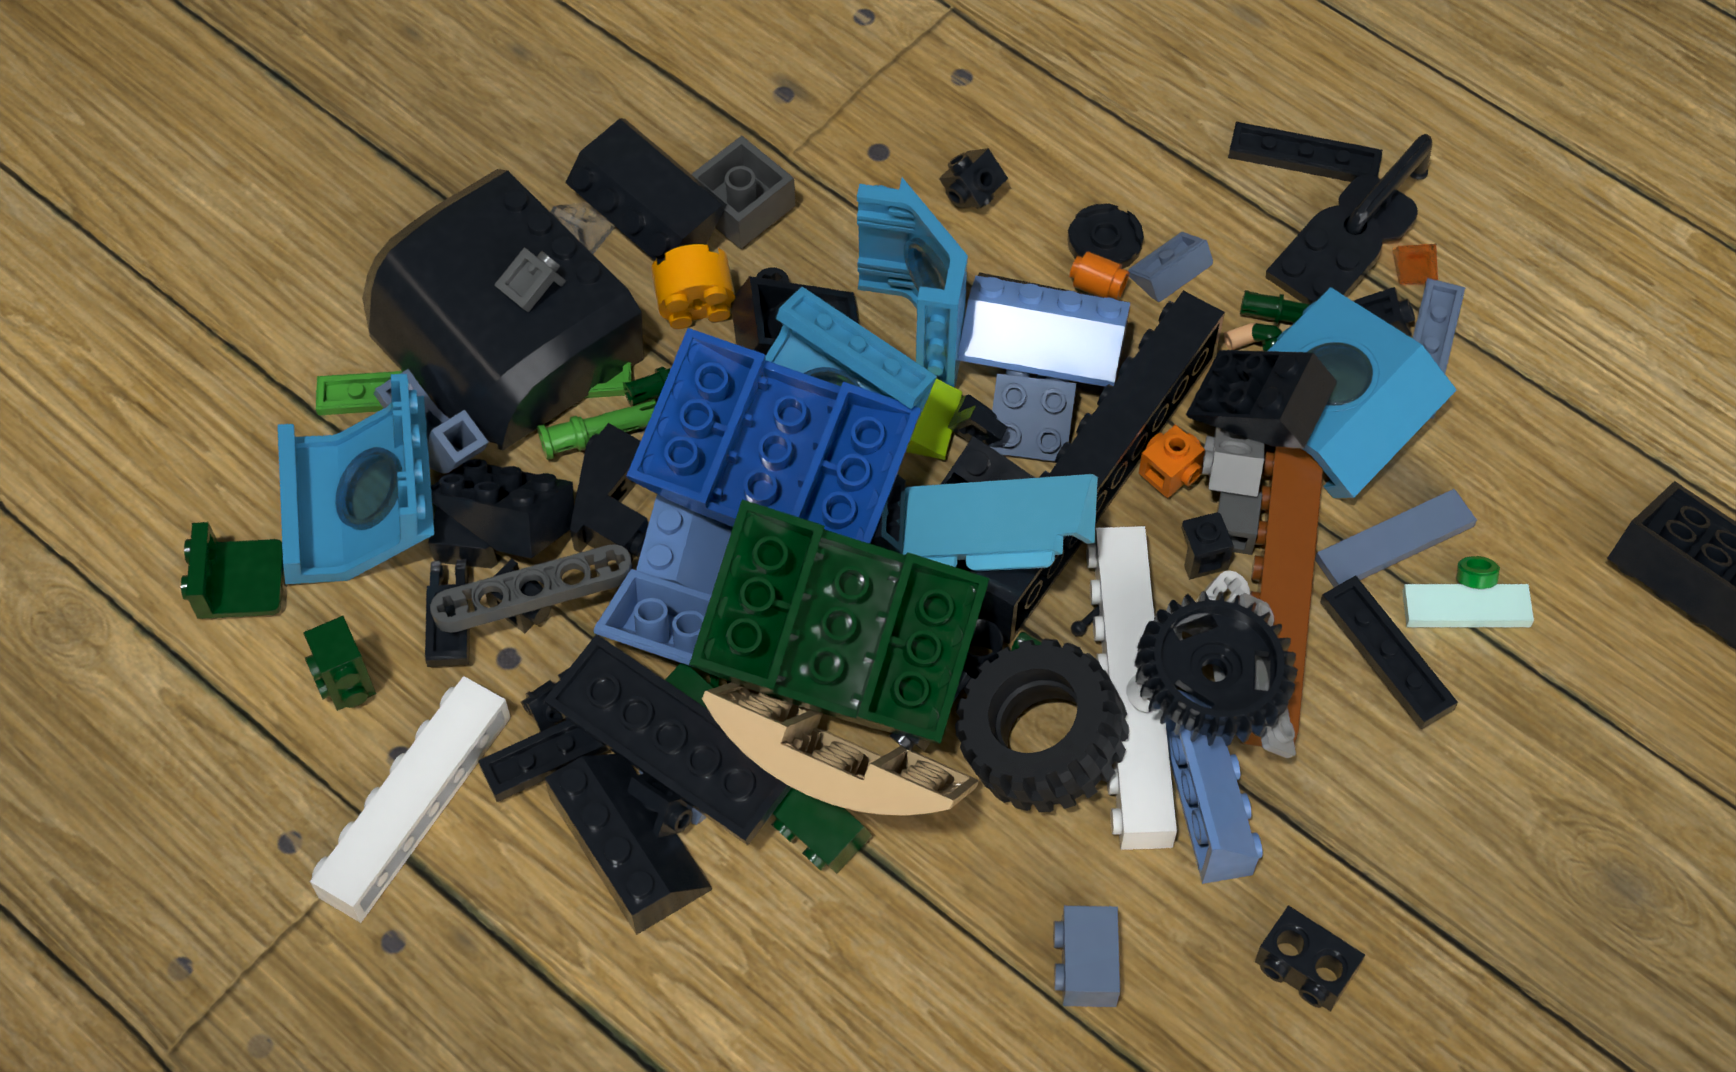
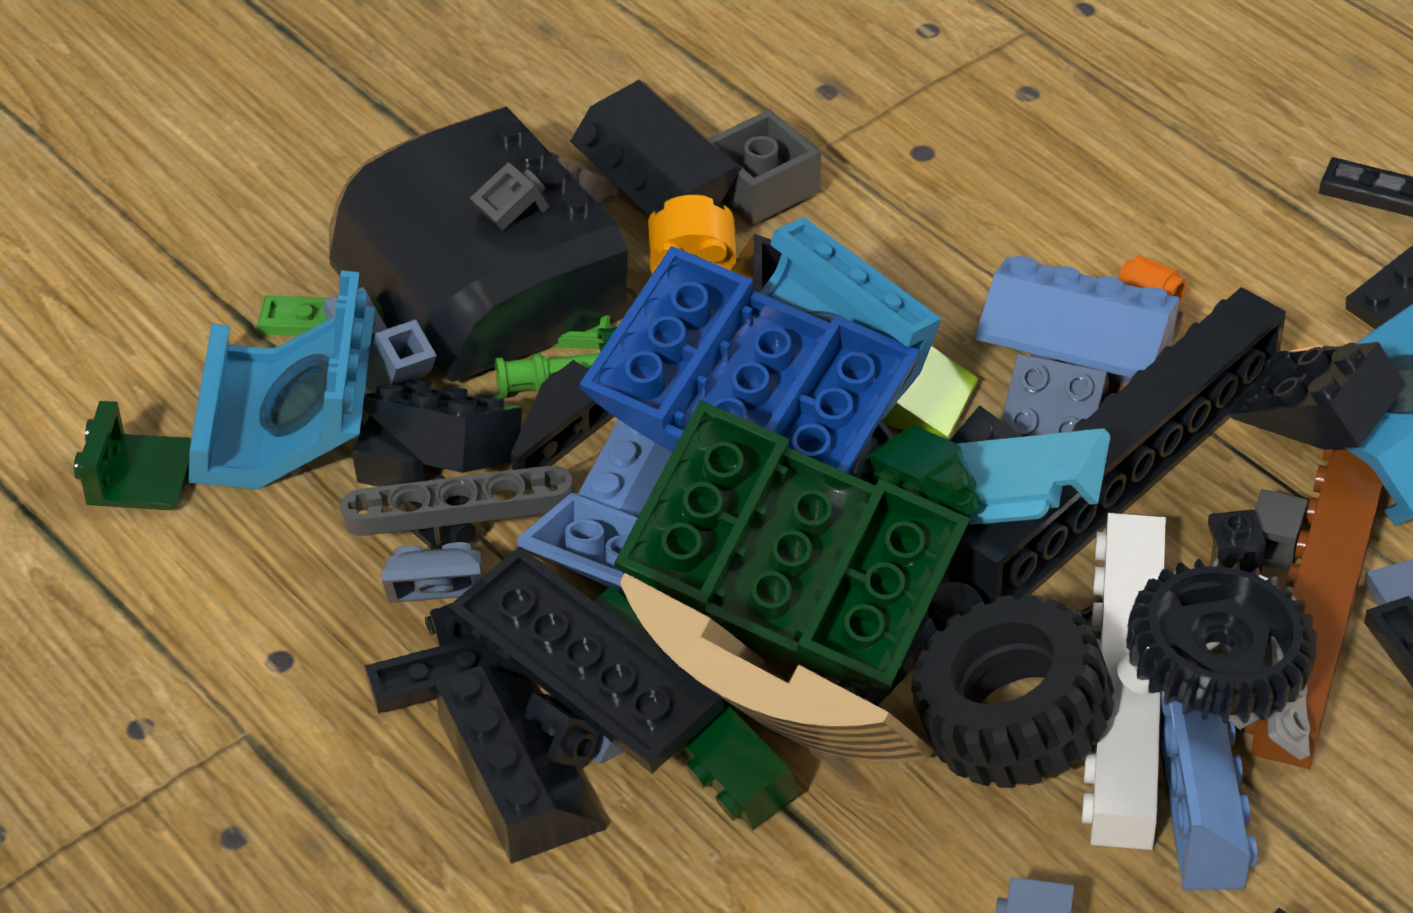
camera: 10 degrees right, 15 degrees down
(338, 664) = (230, 552): dark green brick -> none
(410, 799) = (281, 696): white brick -> none
(441, 646) = (352, 554): black hinge -> none
(510, 663) = (431, 574): none -> sand blue slope
(616, 525) = (565, 451): black brick -> none
(915, 257) = (937, 237): dark azure panel -> none
(942, 528) = (927, 468): none -> dark green hinge
(973, 178) = (1022, 179): black brick -> none
(976, 420) = (991, 397): black bracket -> none
(1106, 233) = (1170, 245): black tile -> none
(1172, 265) = (1256, 274): sand blue slope -> none
(1172, 460) = (1207, 462): orange brick -> none
(1233, 463) = (1278, 465): light grey brick -> none
(1271, 307) = (1338, 330): dark green axle -> none

